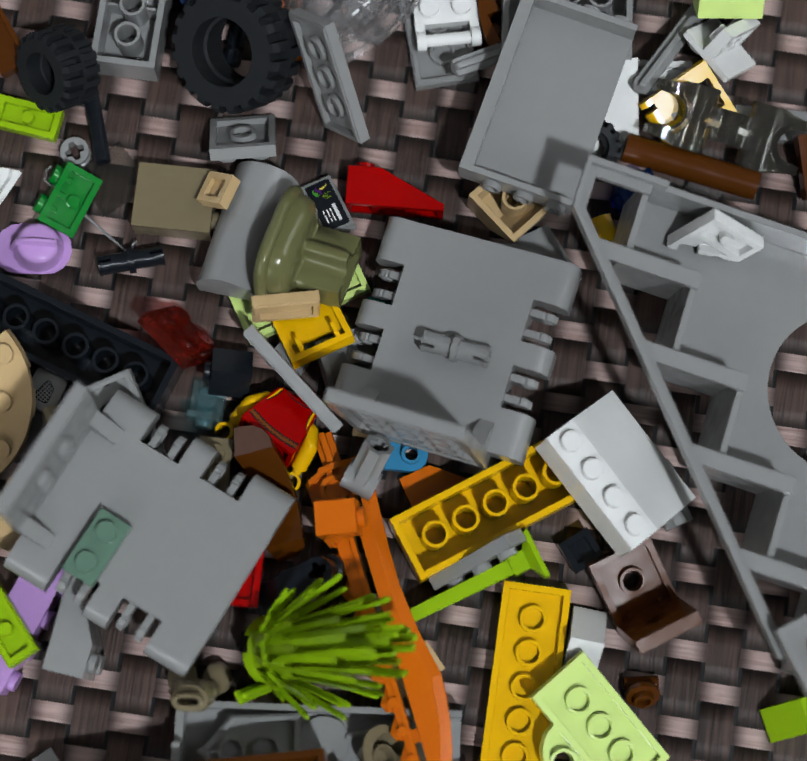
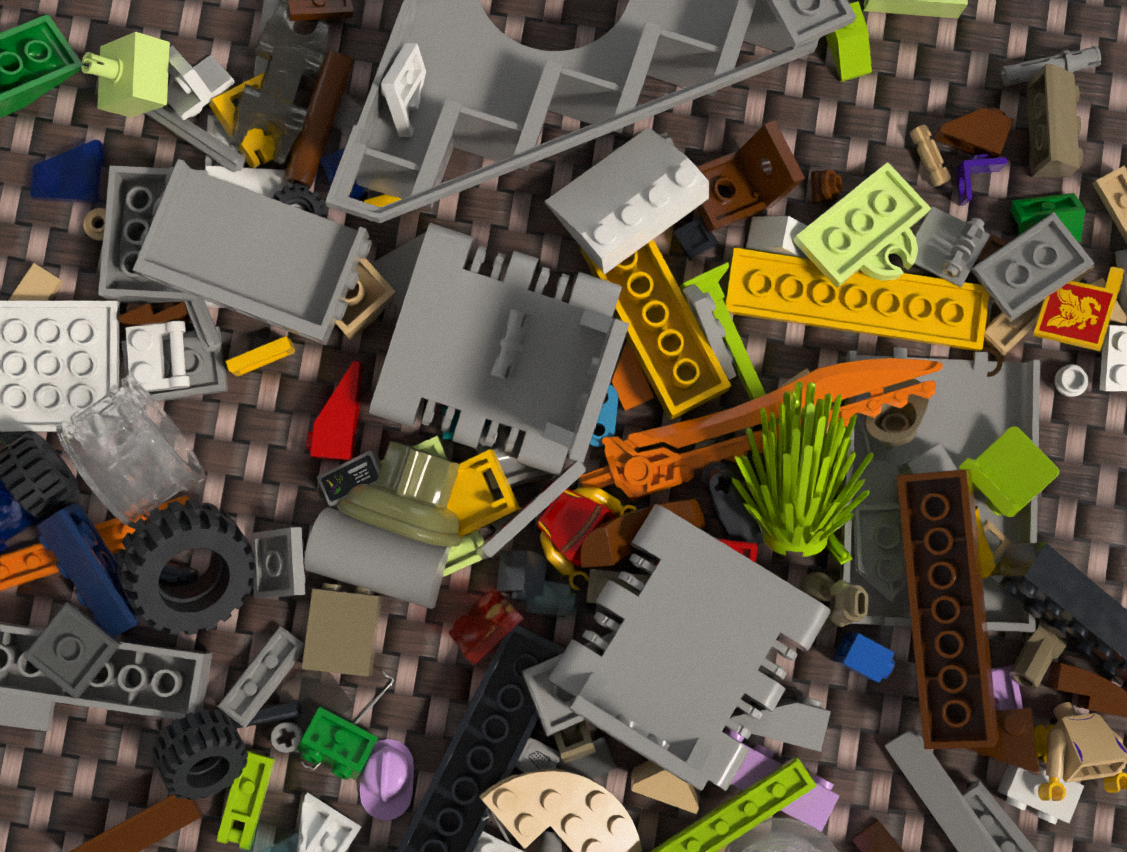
camera: 90 degrees left, 5 degrees up
(97, 547) = (711, 696): sand green plate -> none
(131, 260) = (402, 677): black pin -> none
(133, 127) = (262, 676): none -> light grey tile
(139, 722) = (864, 657): none -> blue brick
(218, 190) = (336, 585): tan plate -> none
(285, 306) = (460, 516): tan tile -> none
(329, 74) = (219, 471): light grey tile -> none
(339, 518) = (671, 463): orange brick -> none
(365, 470) = (624, 437): light grey piece -> none
(448, 118) = (260, 356): none -> yellow tile

